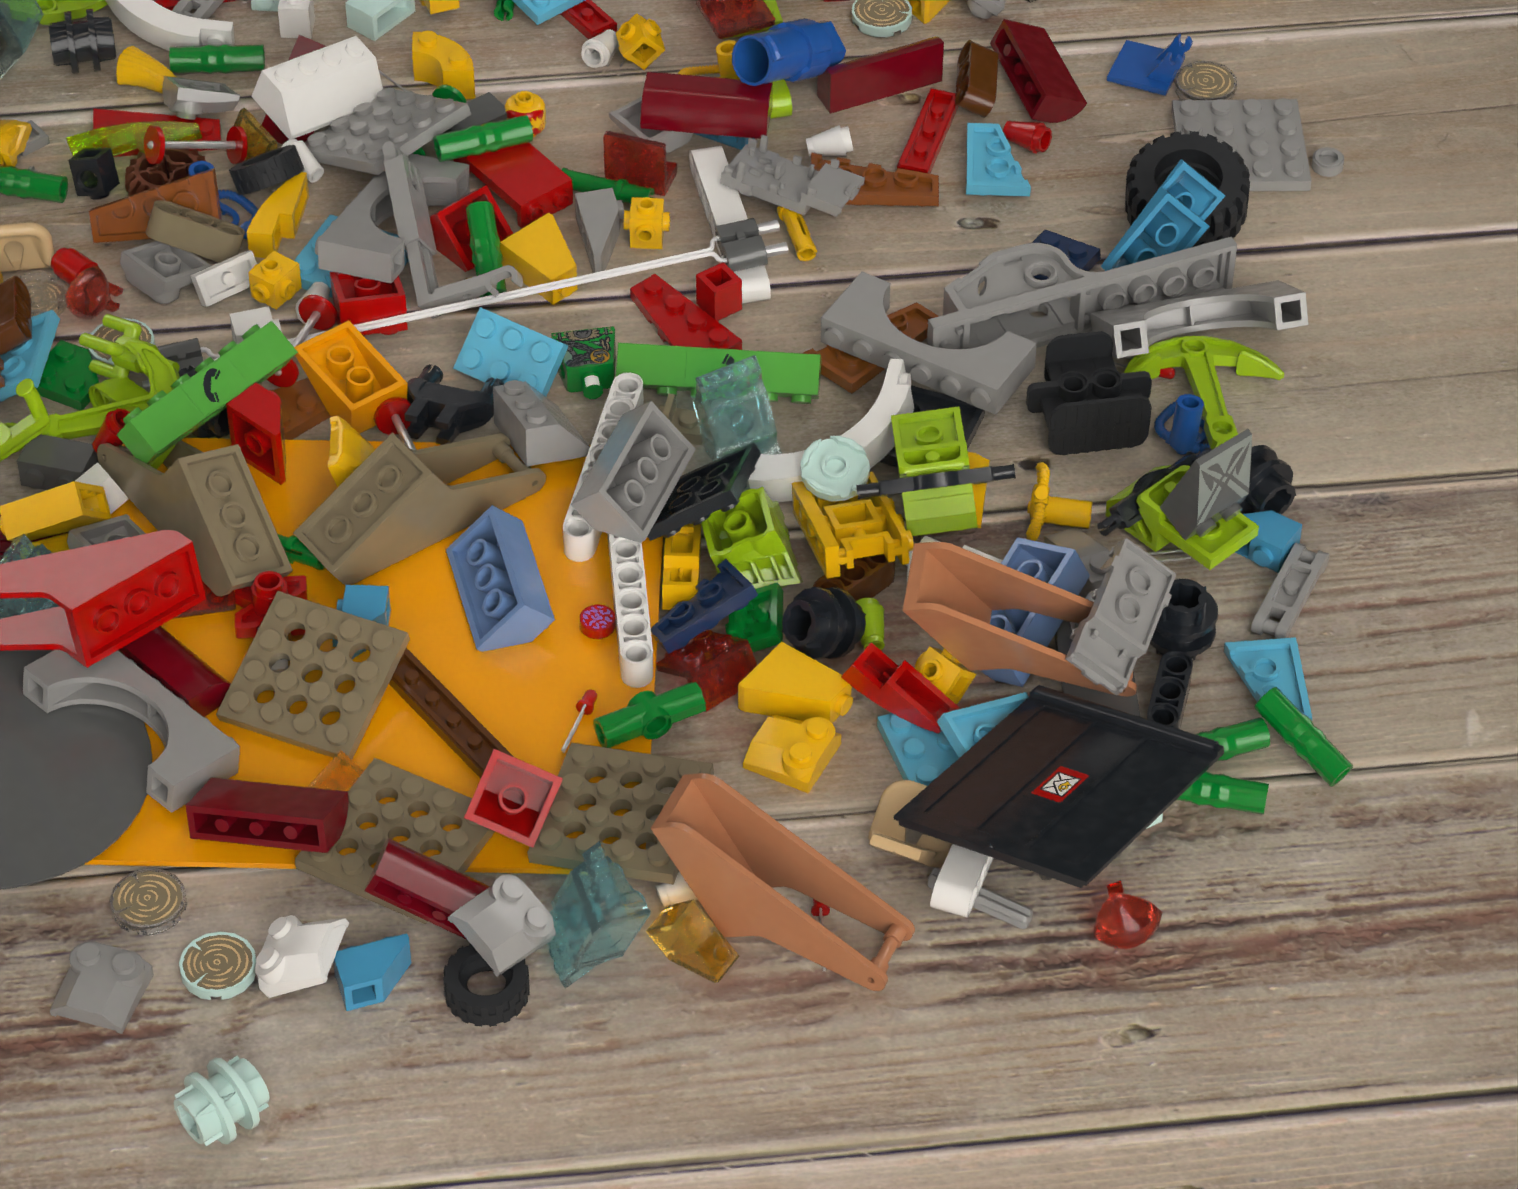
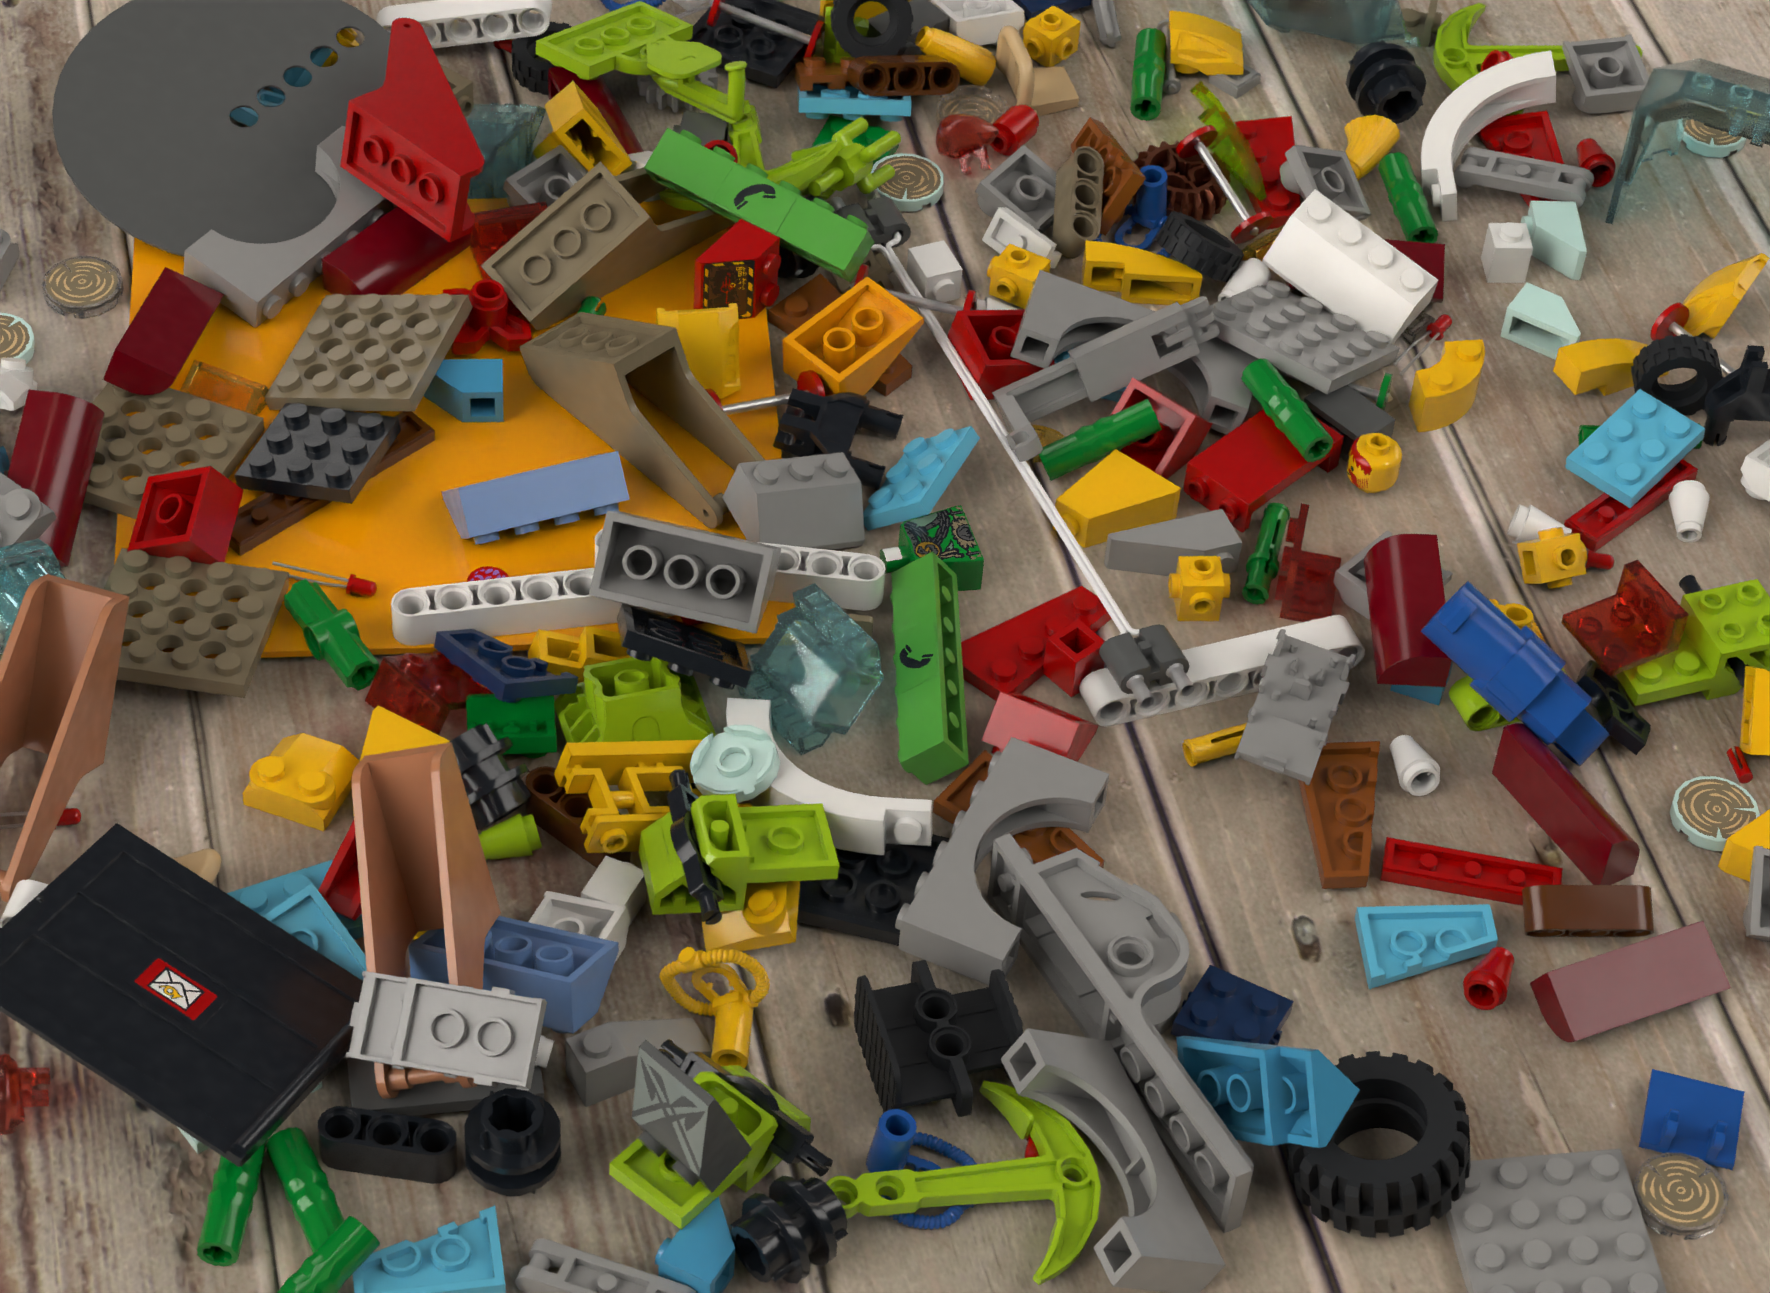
camera: 80 degrees right, 0 degrees up
(91, 162) = (1166, 117): black brick -> none
(431, 717) = (318, 453): none -> black plate
(785, 322) = (1037, 724): none -> slope

